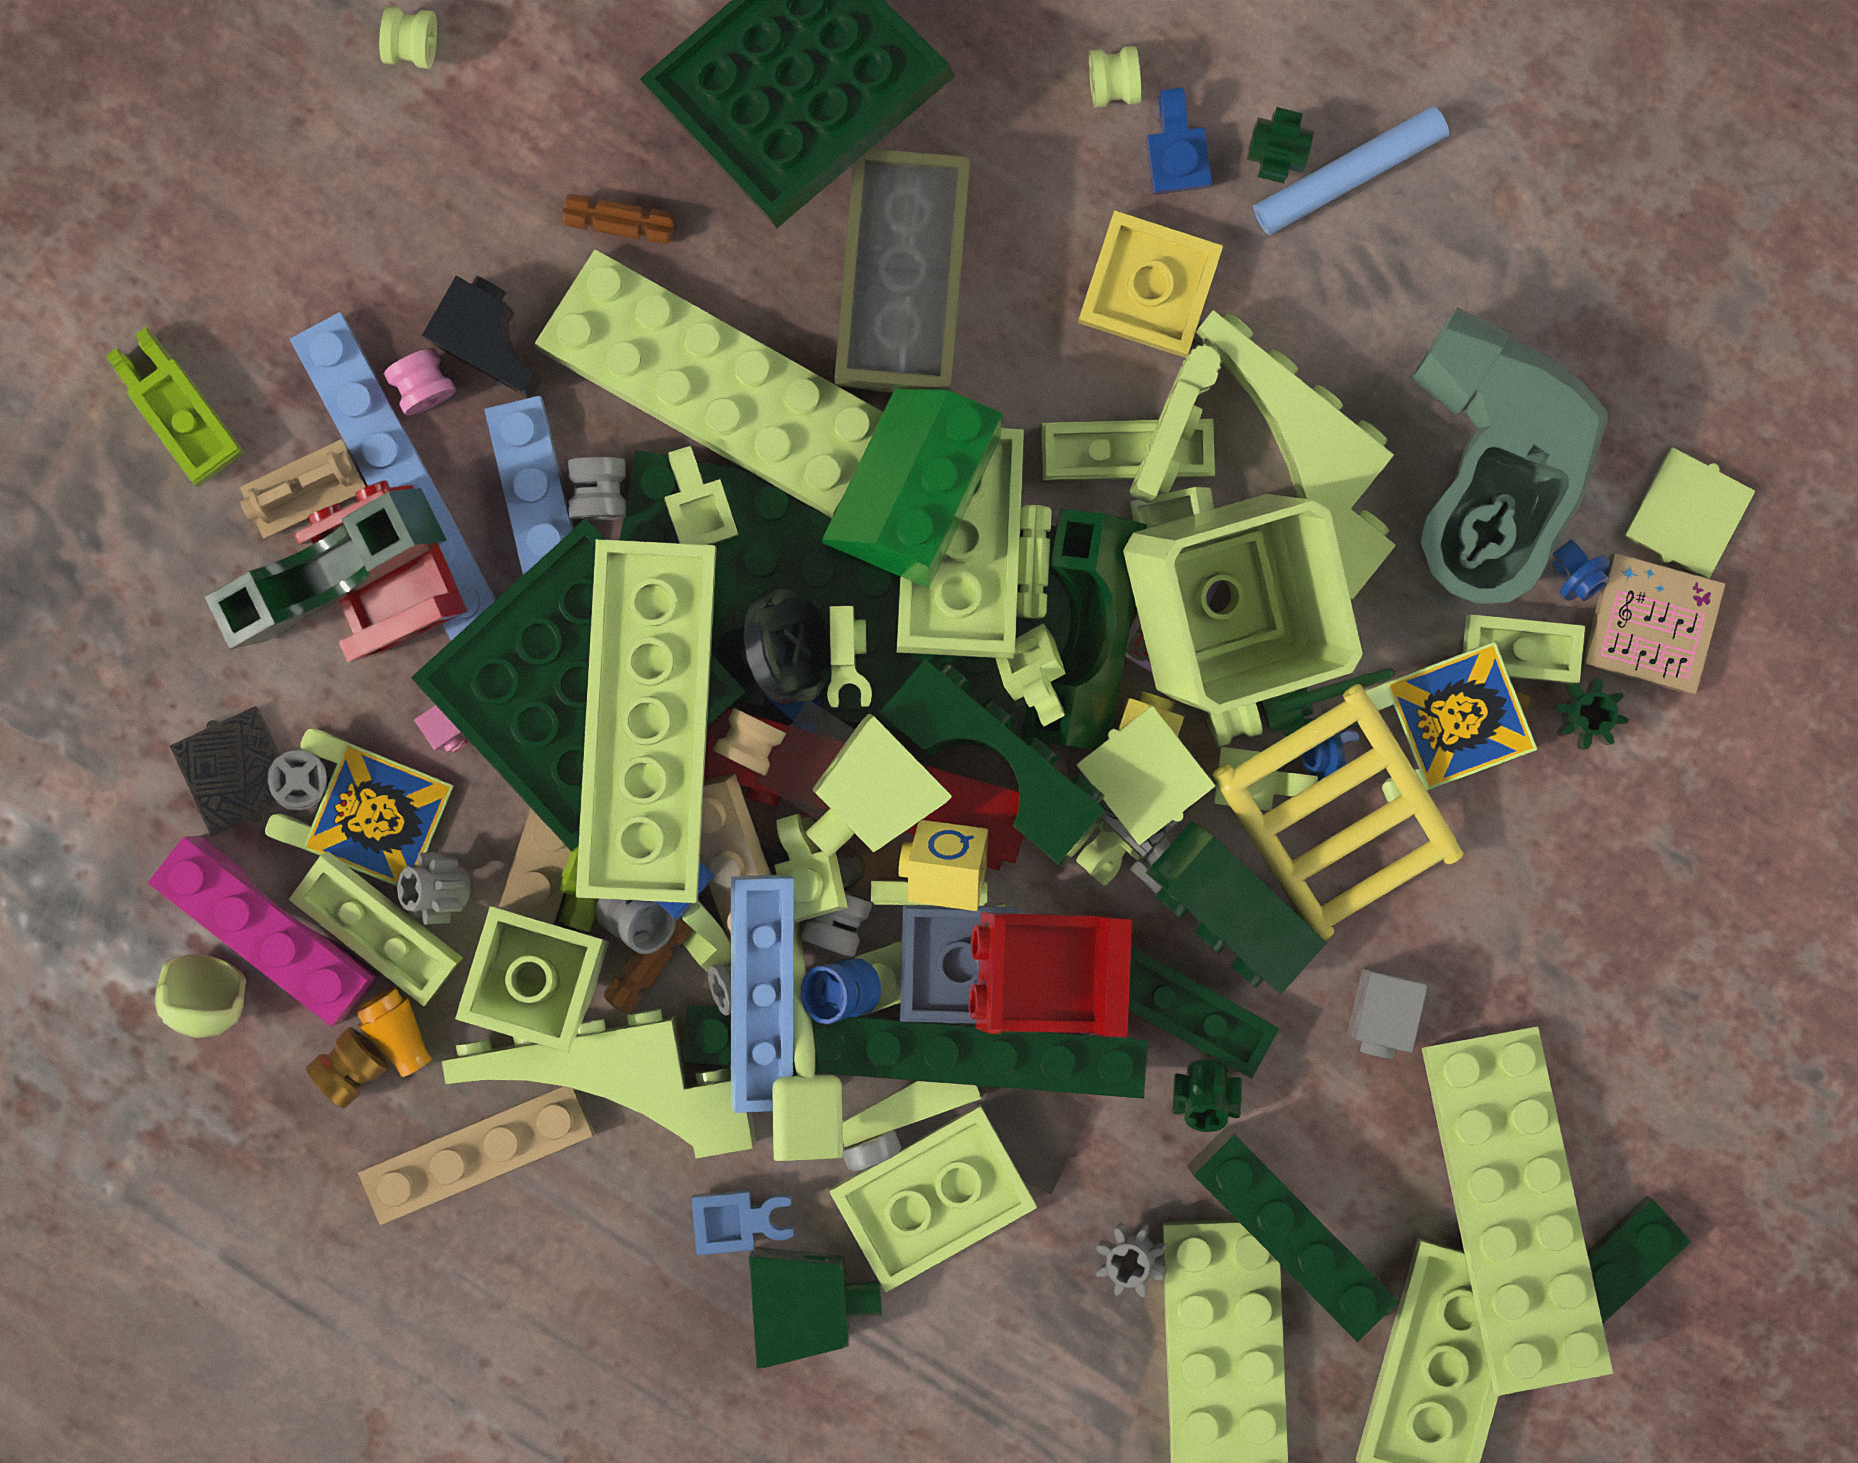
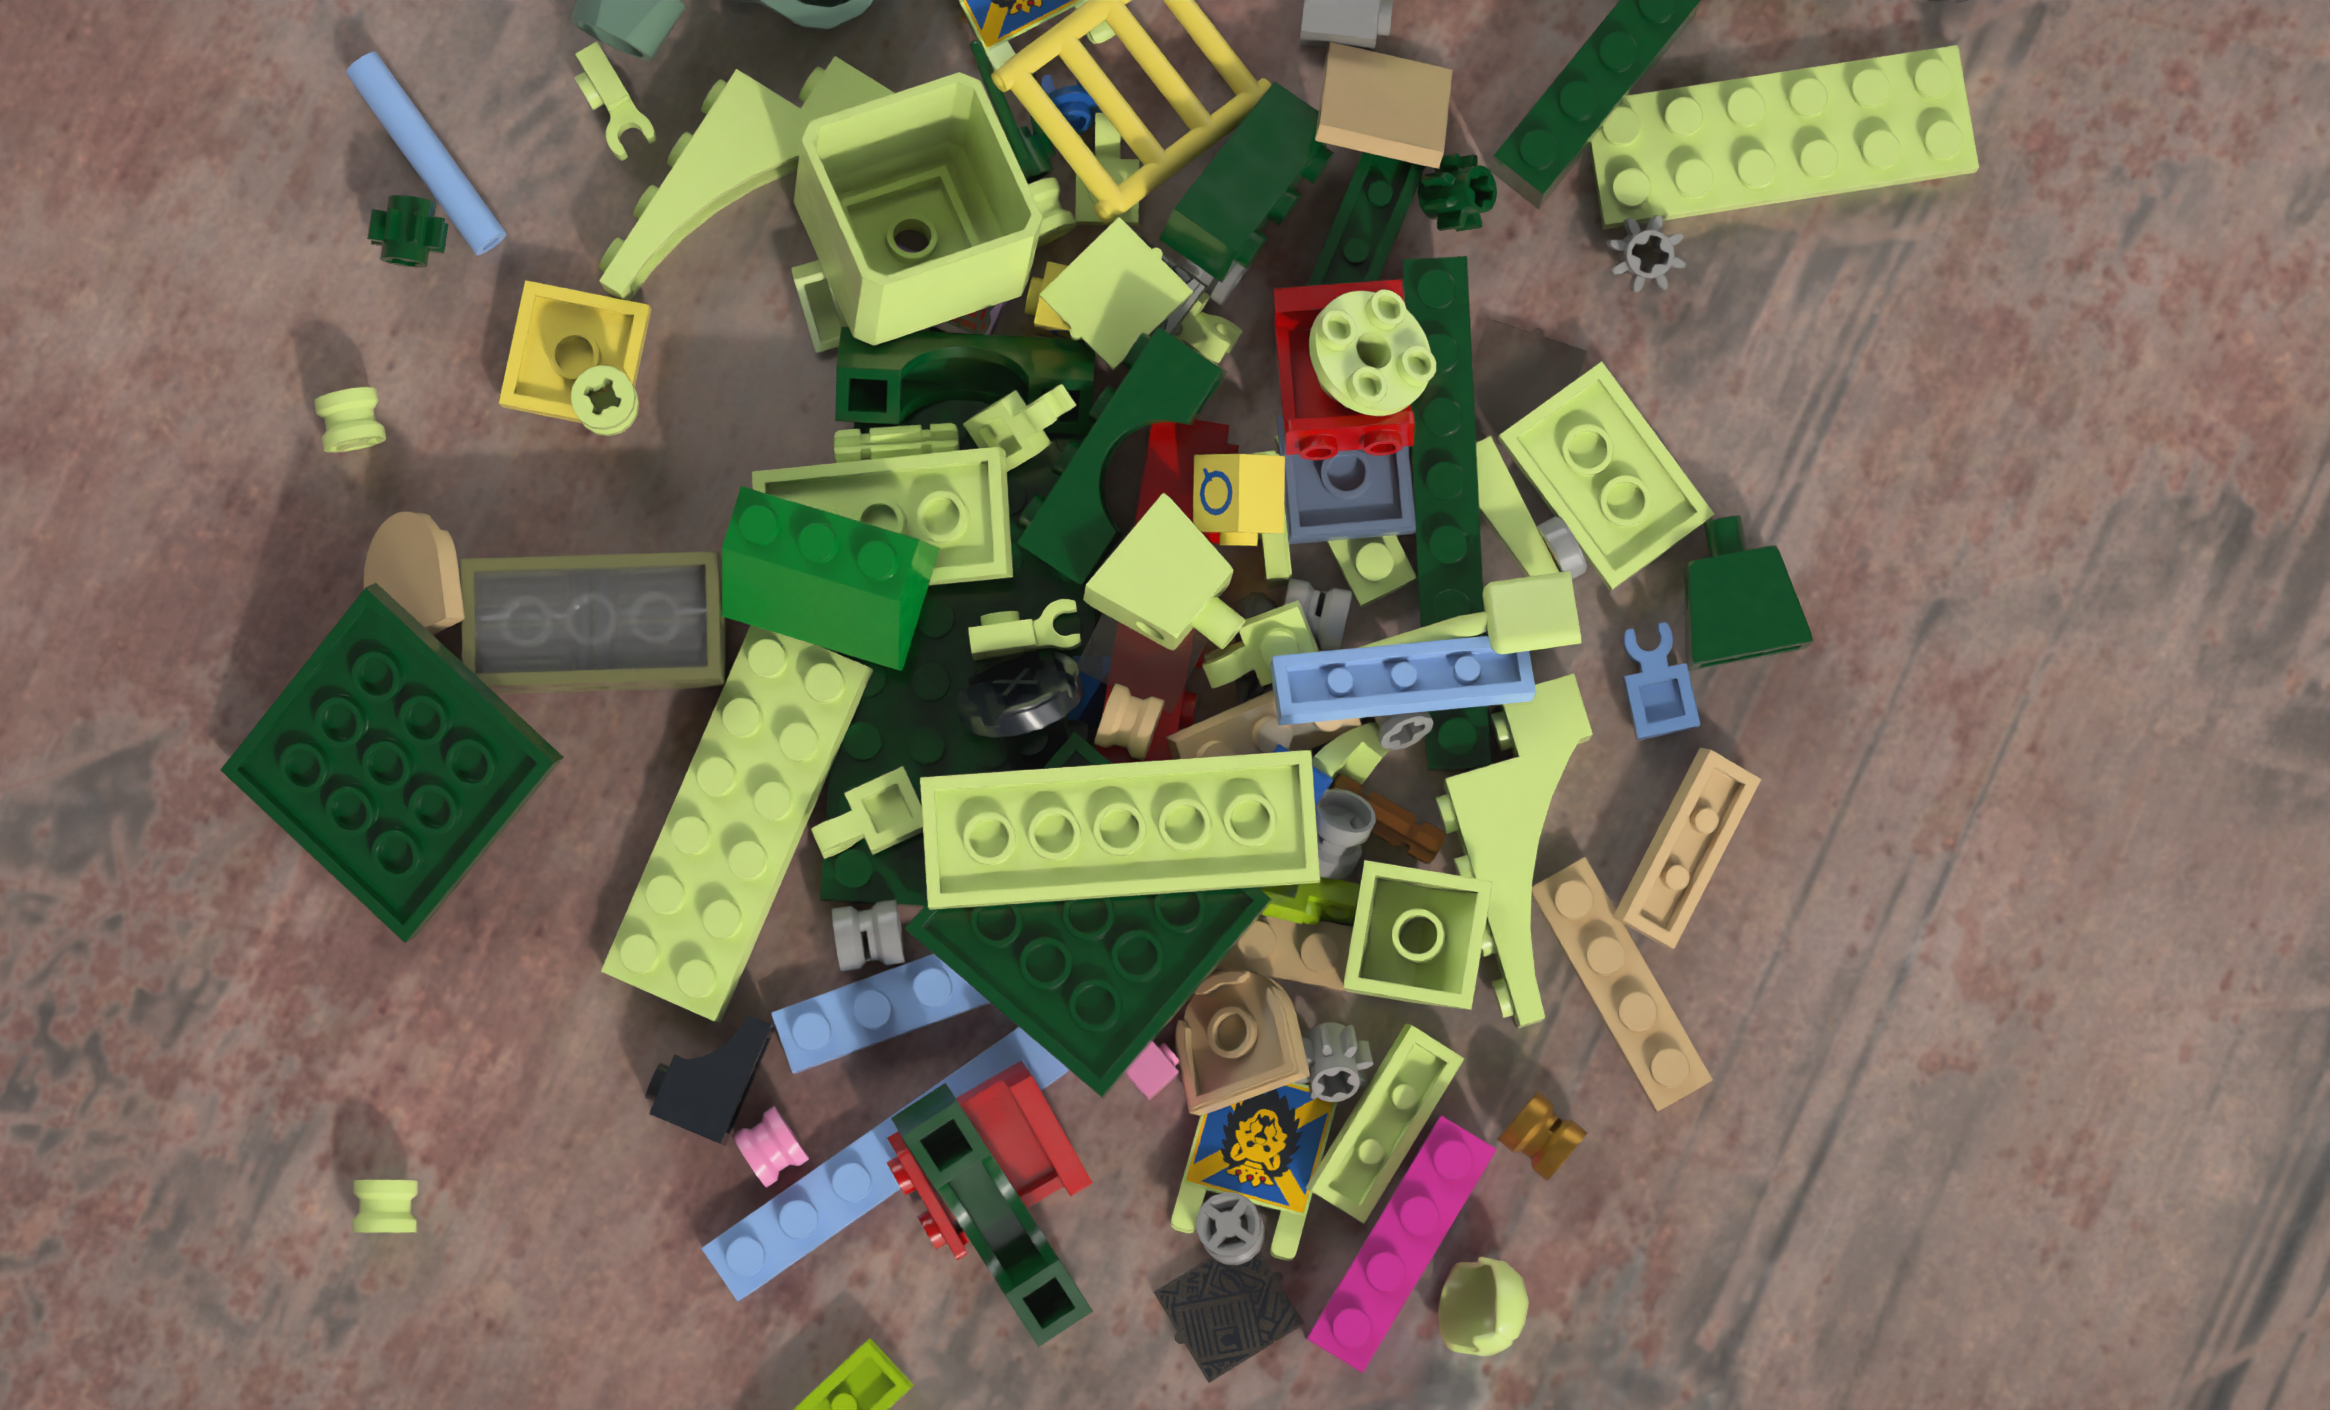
camera: 90 degrees left, 5 degrees down
(301, 489) = (903, 1266): tan hinge -> none
(394, 1030) = (1493, 1091): light orange cone -> none
(460, 808) = (1238, 1041): none -> tan tile
(588, 1228) = (1687, 848): none -> tan plate
(618, 219) = (563, 950): dark orange axle -> none
(840, 990) = (1388, 612): blue wheel -> none
(965, 118) = (417, 569): none -> tan tile
(1058, 1001) = (1370, 353): none -> yellowish green plate
(1097, 313) = (612, 415): none -> yellowish green wheel
(1116, 450) = (760, 361): yellowish green tile -> none
(1176, 421) = (725, 308): yellowish green hinge -> none
(1177, 154) = (428, 342): blue plate -> none
(1293, 1039) = (1384, 105): none -> tan tile
(1392, 335) = (602, 86): none -> yellowish green plate

